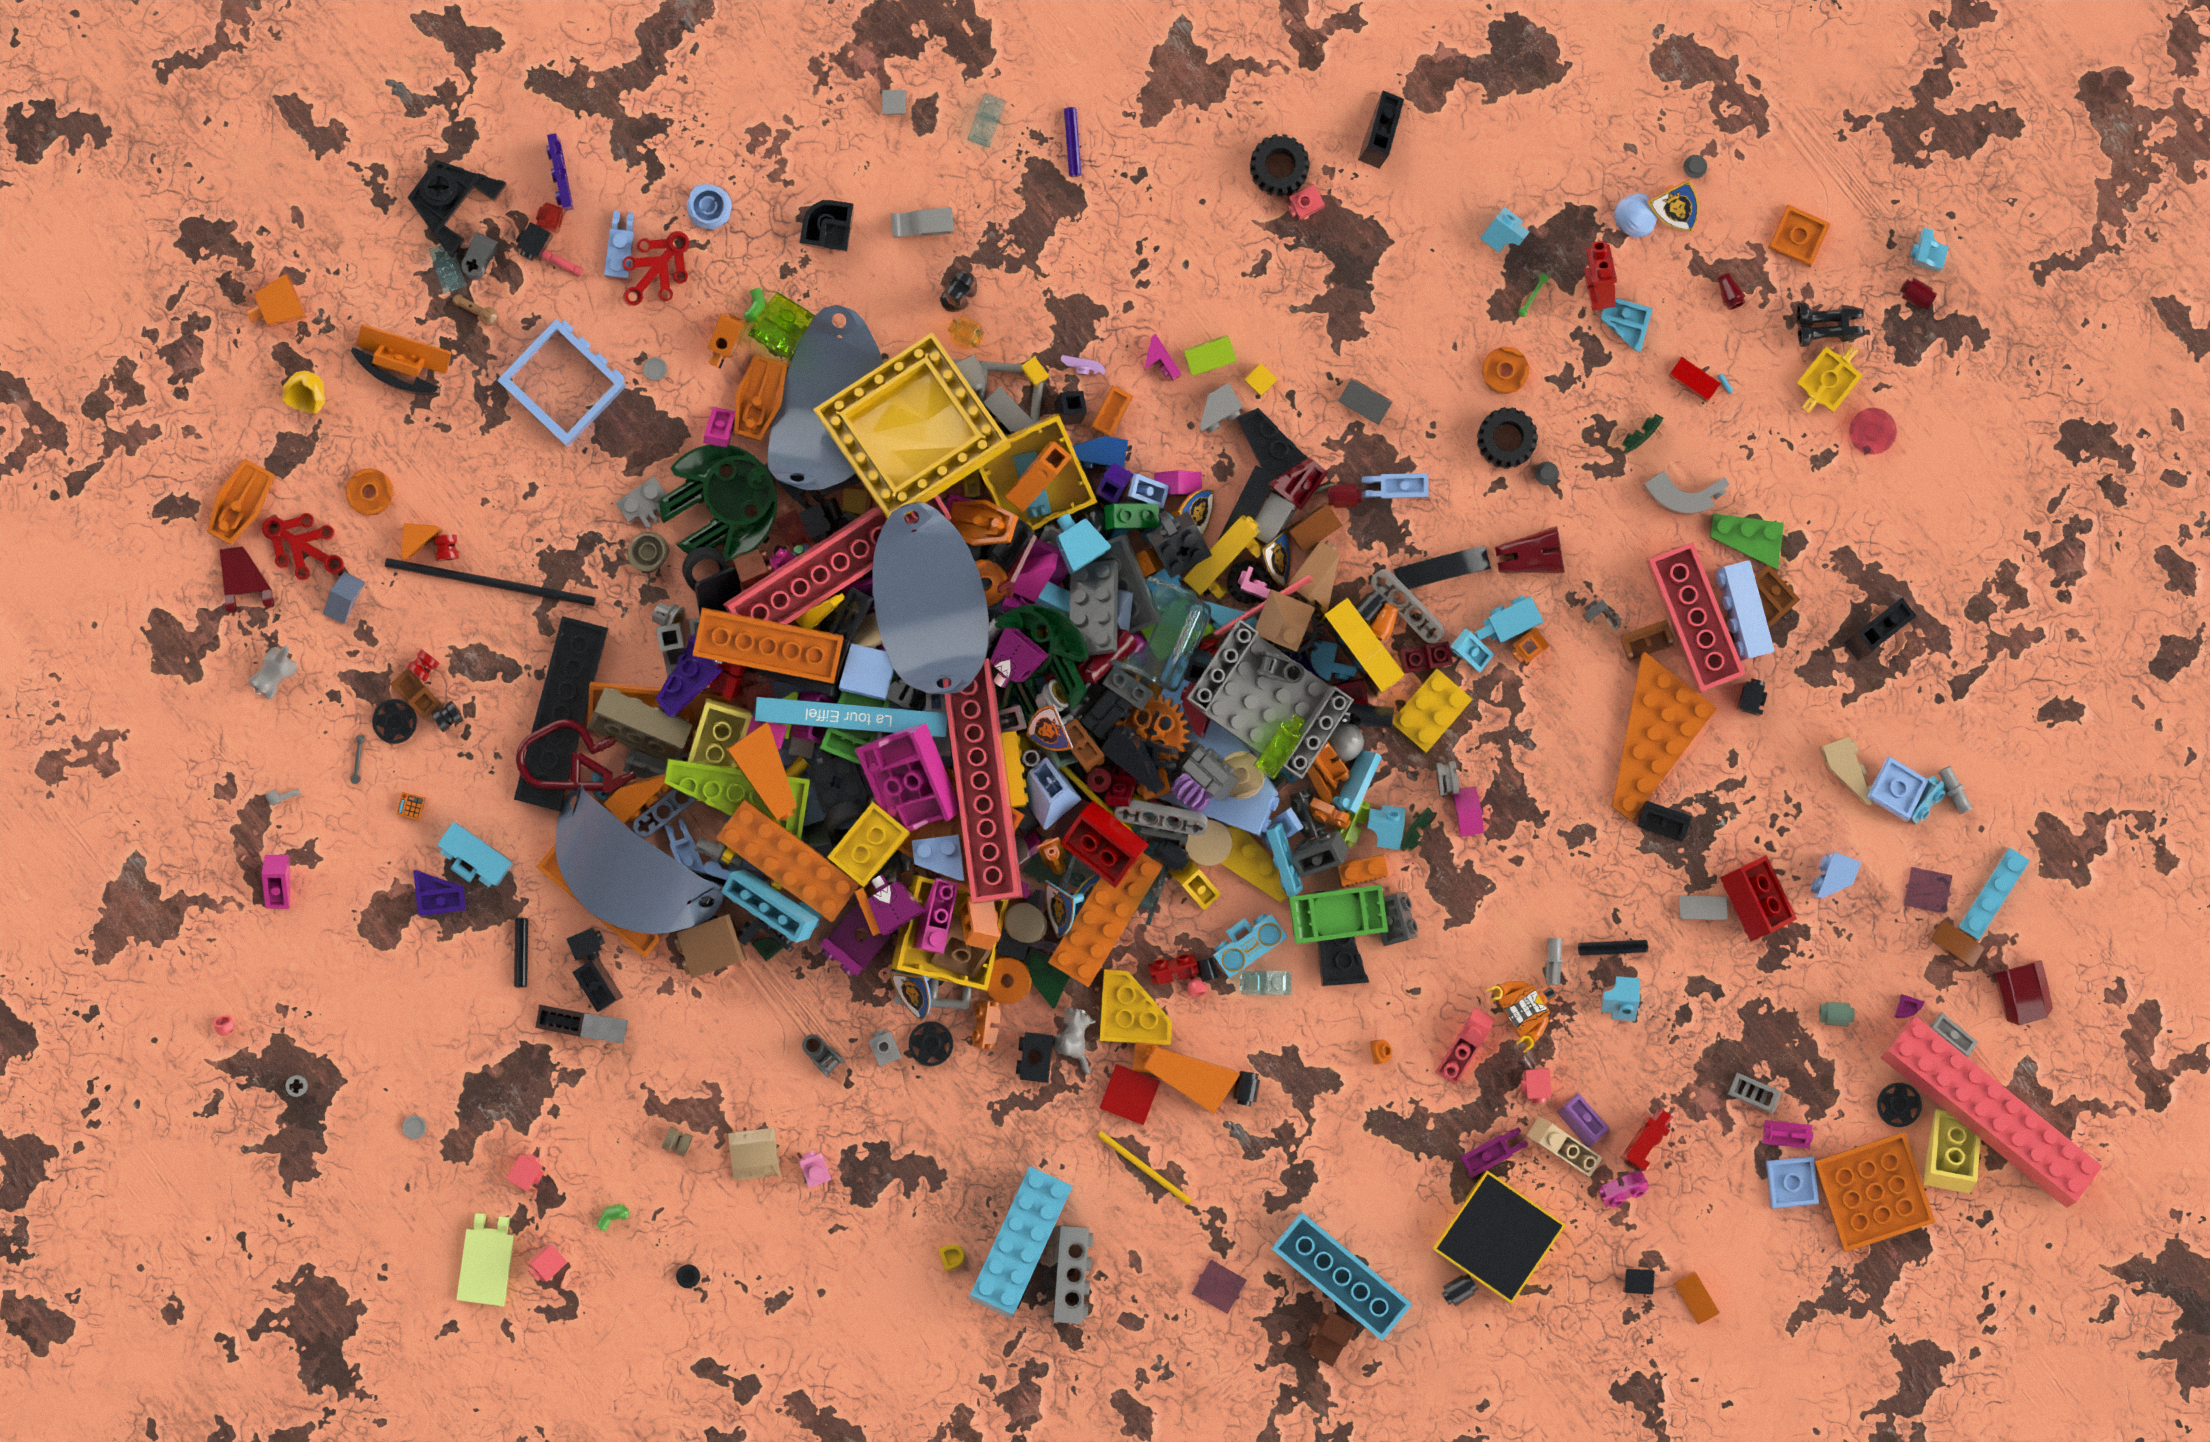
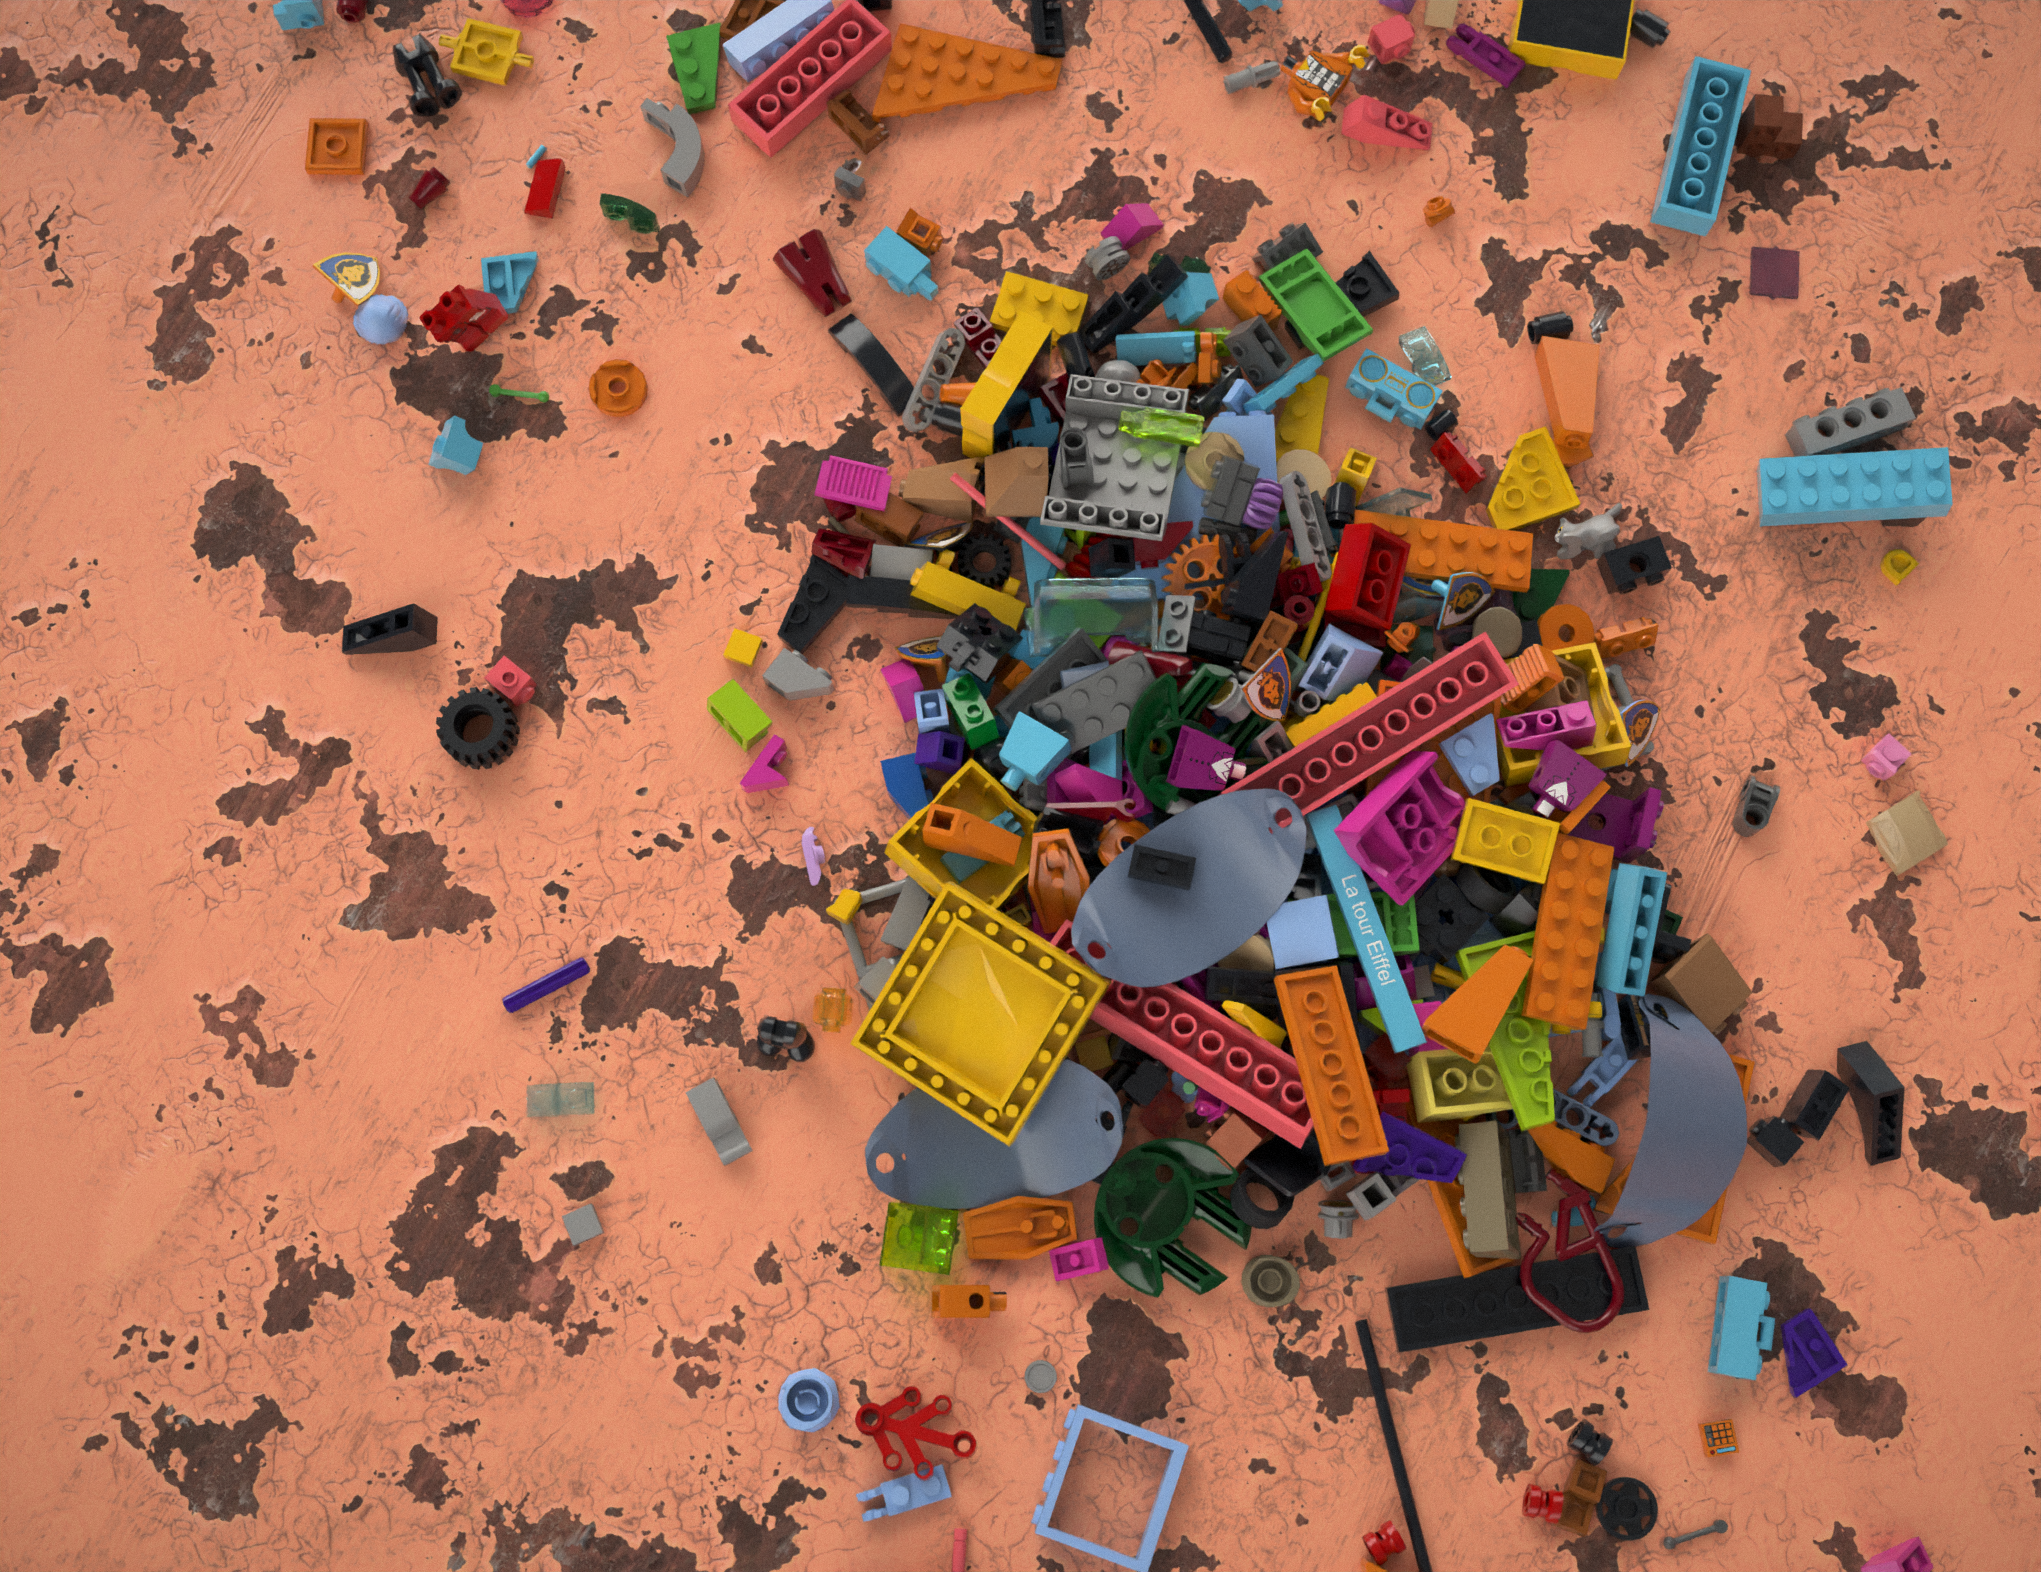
camera: 115 degrees left, 10 degrees down
(521, 952) = (1822, 1216): black axle -> none
(642, 502) = (1212, 1315): light grey hinge -> none
(672, 1139) = (1942, 927): dark tan wheel -> none
(758, 305) = (909, 1280): bright green arm -> none
(827, 225) = (770, 1236): black brick -> none
(884, 1047) = (1712, 736): light grey brick -> none
(931, 1043) = (1677, 690): black wheel -> none
(955, 595) = (1162, 867): none -> black plate
(1071, 407) = (868, 844): black brick -> none
(1111, 411) = (853, 799): orange plate -> none
(1129, 1094) = (1620, 451): red tile -> none
(1144, 1167) = (1690, 402): yellow axle -> none
(1196, 988) = (1468, 428): coral hinge -> none
(1256, 588) = (989, 551): bright pink bracket -> none
(1347, 510) = (853, 483): none -> dark pink window
(1365, 401) = (718, 520): dark grey hinge -> none
(1398, 486) = (799, 443): light blue hinge -> none
(1399, 779) = (1128, 308): none -> black slope
(1471, 650) = (952, 295): medium azure slope -> none
(1518, 420) = (691, 328): black tyre -> none
(1546, 473) = (717, 296): dark grey plate -> none
(1695, 166) = (299, 281): dark grey plate -> none

